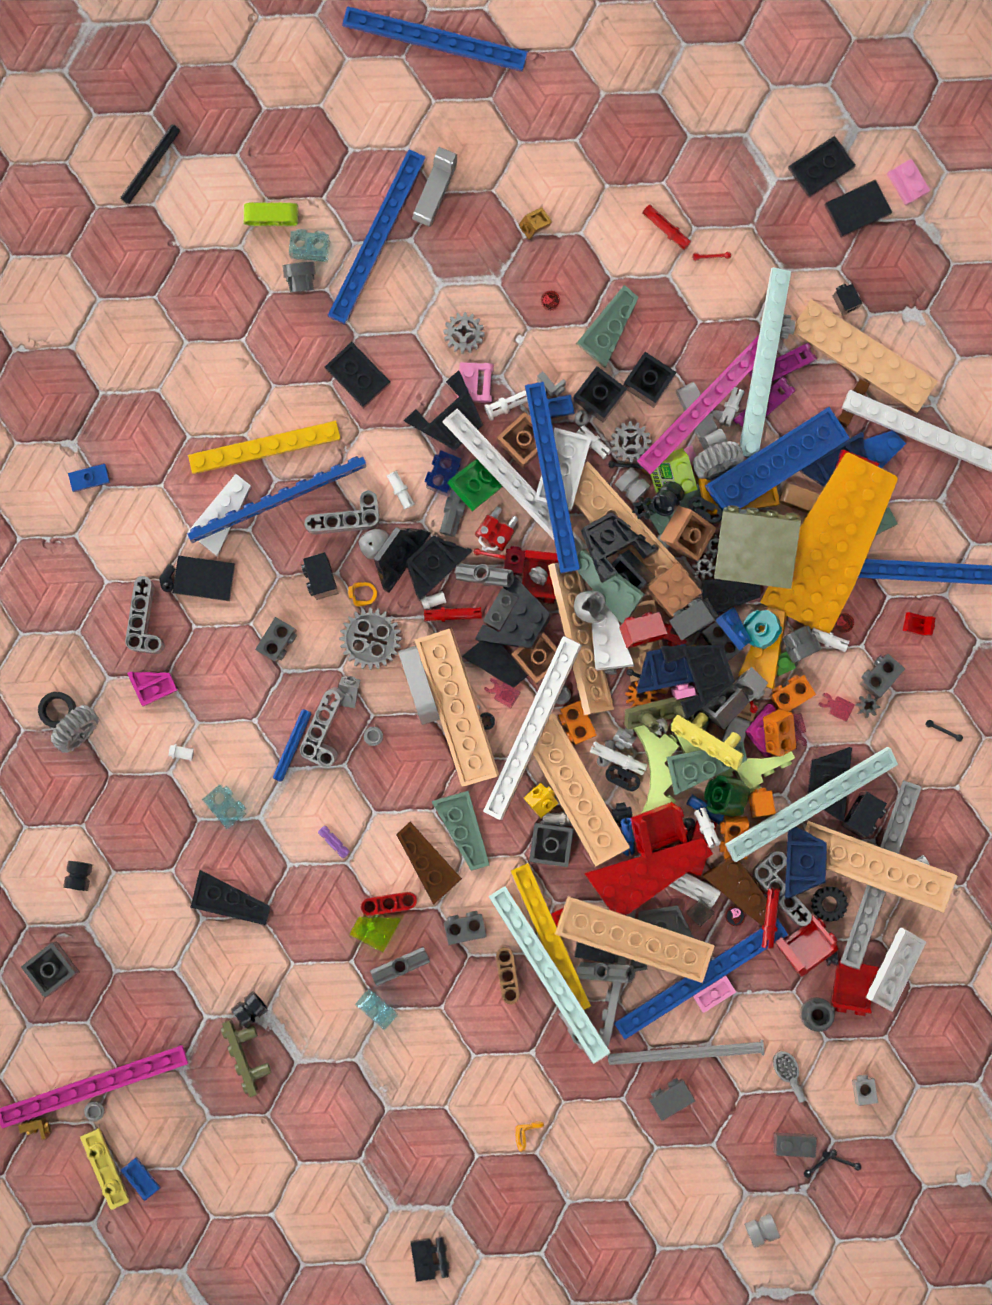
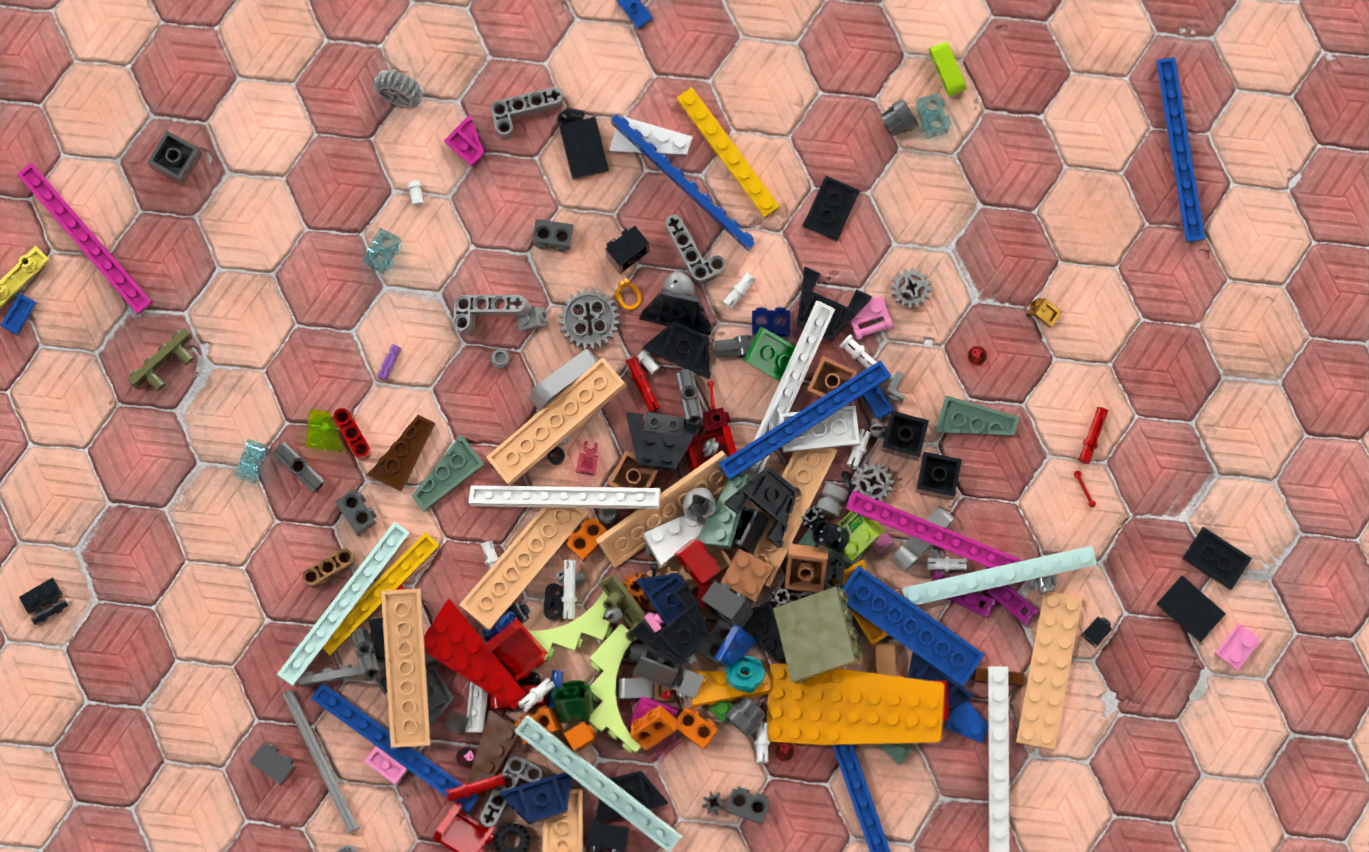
camera: 70 degrees right, 5 degrees down
(32, 1127) = (28, 200): pearl gold bracket -> none
(44, 702) = (409, 53): black tyre -> none
(77, 875) = (268, 147): black wheel -> none
(94, 1111) = (63, 249): light grey plate -> none
(223, 899) = (297, 285): black wing -> none
(249, 1009) = (205, 347): black wheel -> none
(292, 745) = (462, 289): blue axle -> none
(376, 237) = (968, 173): blue plate -> none
(436, 186) = (1037, 207): light grey beam -> none
(494, 532) = (735, 392): red piece -> none
(497, 662) = (614, 442): black wing -> none
(521, 1147) = (188, 637): light orange piece -> none
(541, 800) = (502, 533): yellow brick -> none
(551, 845) = (463, 558): dark grey brick -> none
(624, 738) = (590, 587): light grey gear -> none
(695, 767) = (590, 663): sand green wing -> none
(714, 747) = (611, 669): light yellow plate -> none
(717, 460) = (887, 567): light grey gear -> none
(839, 707) = (701, 779): clear pink plate -> none
(919, 624) = (811, 821): red bracket -> none

